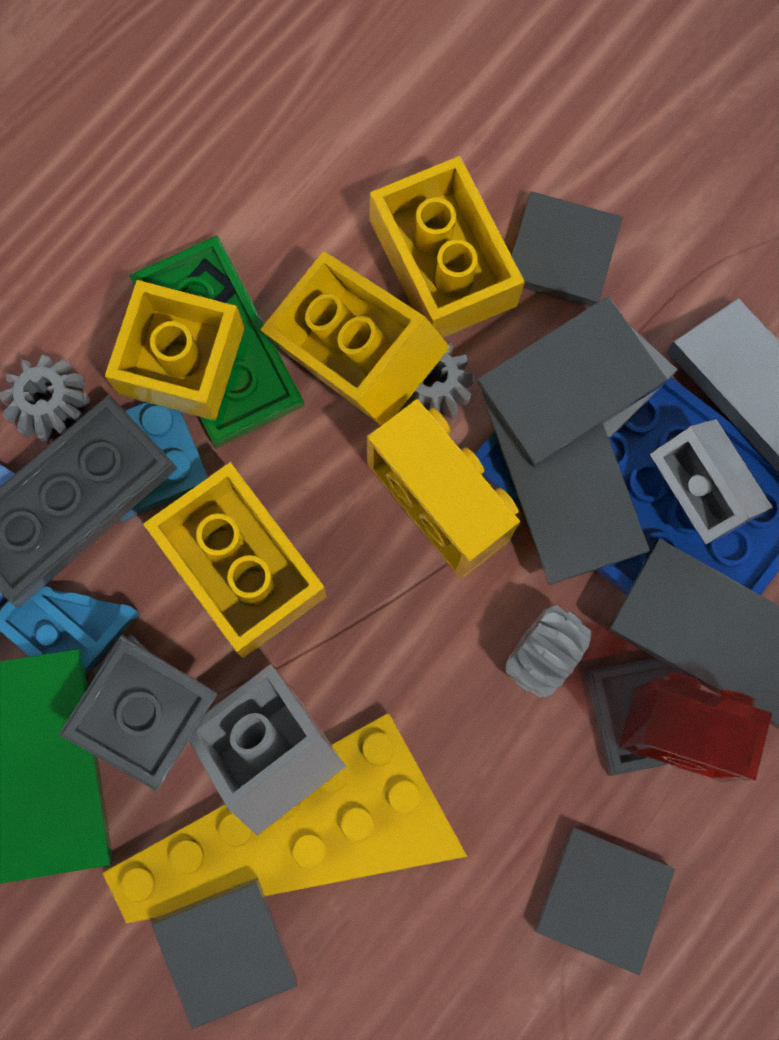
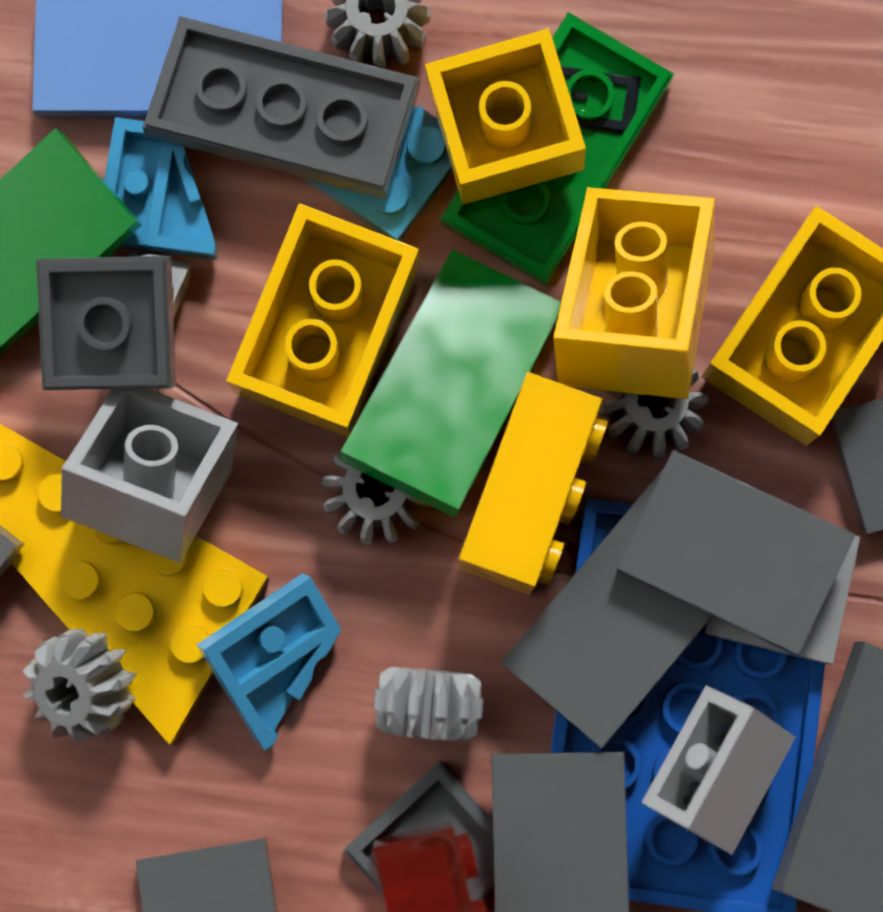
camera: 65 degrees right, 5 degrees up
(336, 502) = (451, 383): none -> tile
(364, 586) = (363, 509): none -> light grey gear
(387, 897) = (79, 685): none -> light grey gear
(446, 742) = (271, 654): none -> dark azure wing

